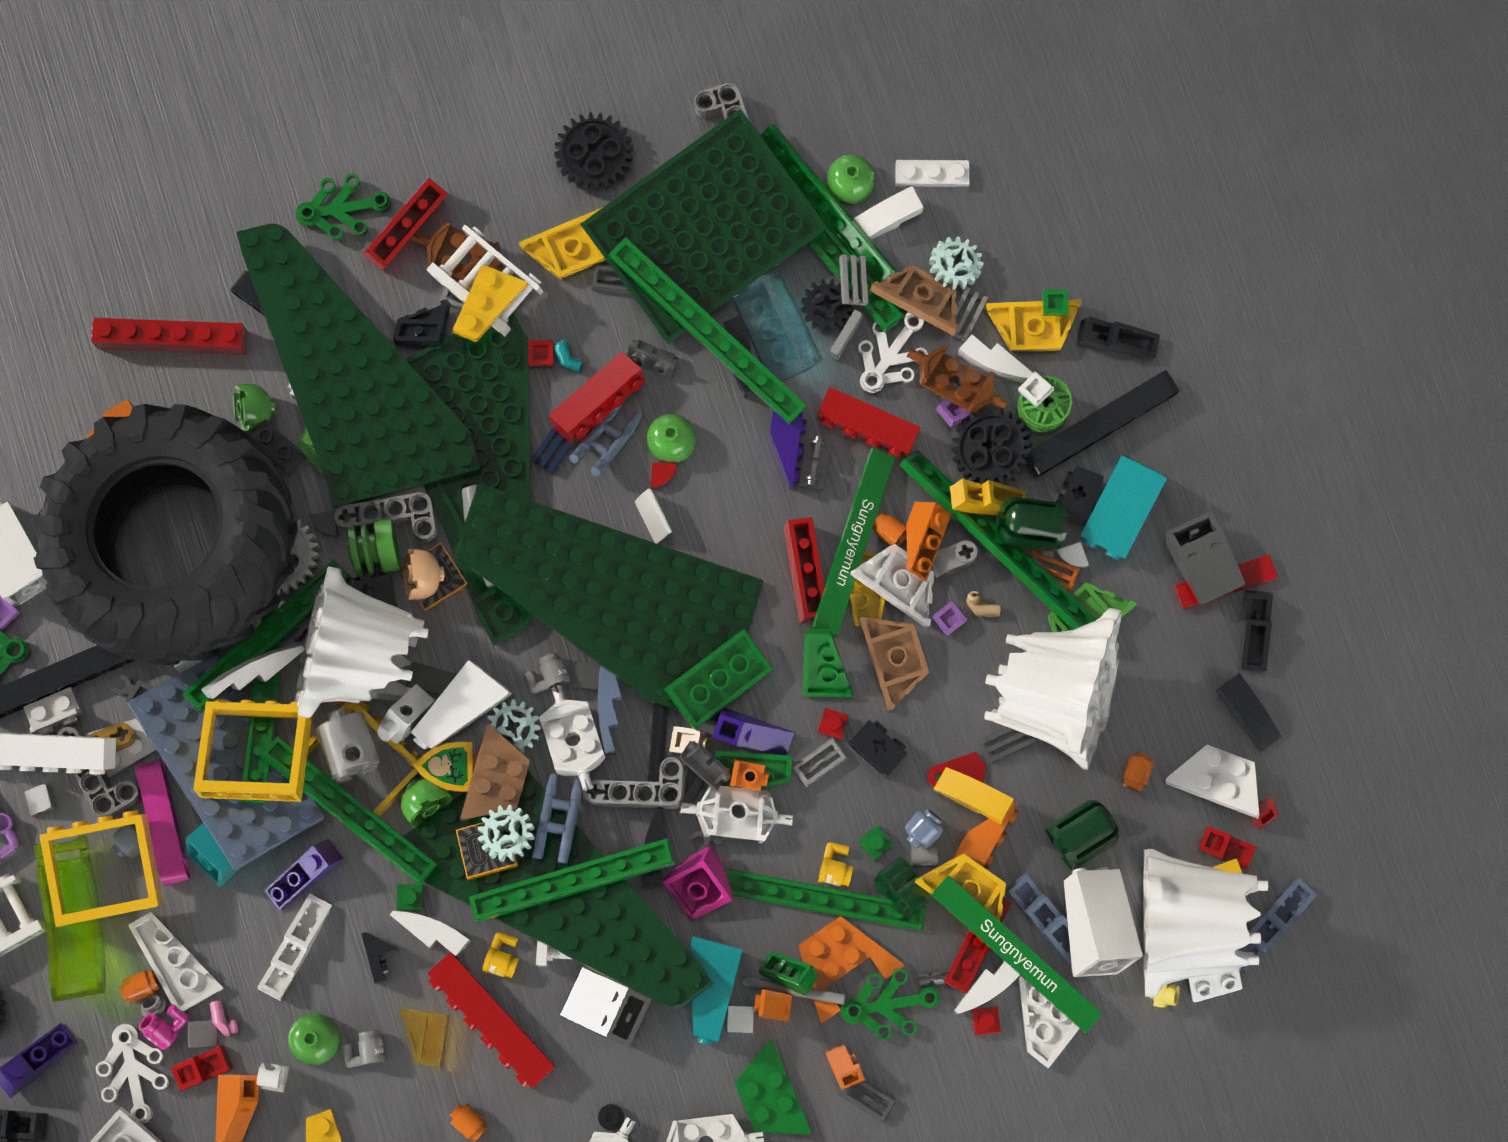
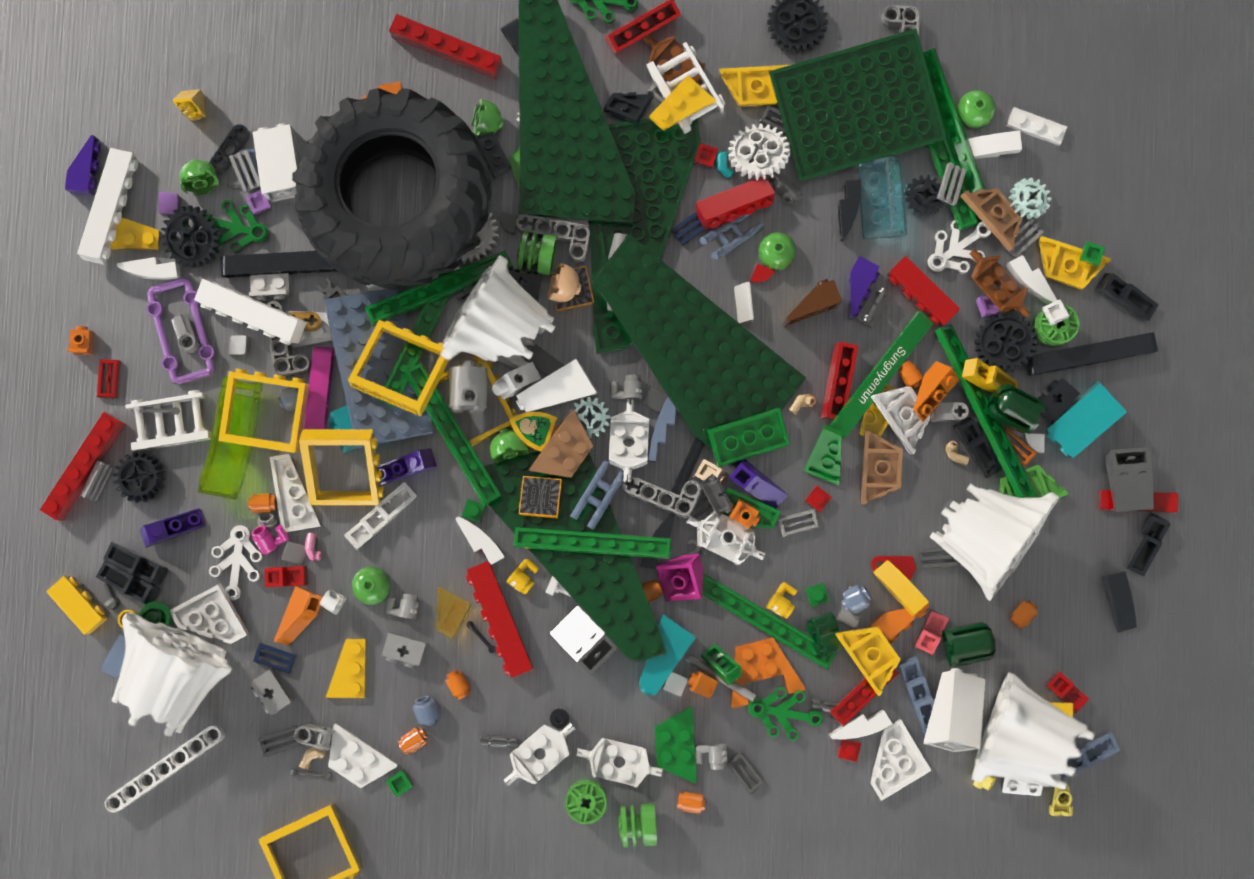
camera: 20 degrees right, 5 degrees up
(209, 864) = (341, 437): none -> yellow window
(262, 667) = (426, 308): white slope -> none
(369, 1099) = (415, 647): none -> light grey brick
(375, 949) = (436, 538): black slope -> none
(495, 1062) = (470, 625): none -> black hinge
(510, 824) = (563, 487): light aqua gear -> none
(604, 325) = (759, 151): none -> white gear
(669, 913) = (652, 590): none -> orange brick
(707, 331) = (832, 182): green plate -> none
(744, 480) = (819, 300): none -> reddish brown slope
(768, 611) = (802, 401): none -> tan arm
(824, 1088) = (717, 755): none -> light grey piece
(844, 1067) = (737, 745): orange brick -> none
(846, 335) = (930, 222): light grey tile -> none
(882, 761) = (843, 539): black brick -> none
(949, 618) = (929, 454): medium lavender plate -> none
(1005, 587) = (977, 447): none -> black slope
(1016, 954) = (889, 712): green tile -> none
(1033, 836) = (931, 632): none -> coral slope
(1220, 779) = (1081, 641): white wing -> none
(1267, 813) = (1103, 677): red plate -> none
(1271, 990) = (1062, 804): none -> light yellow plate

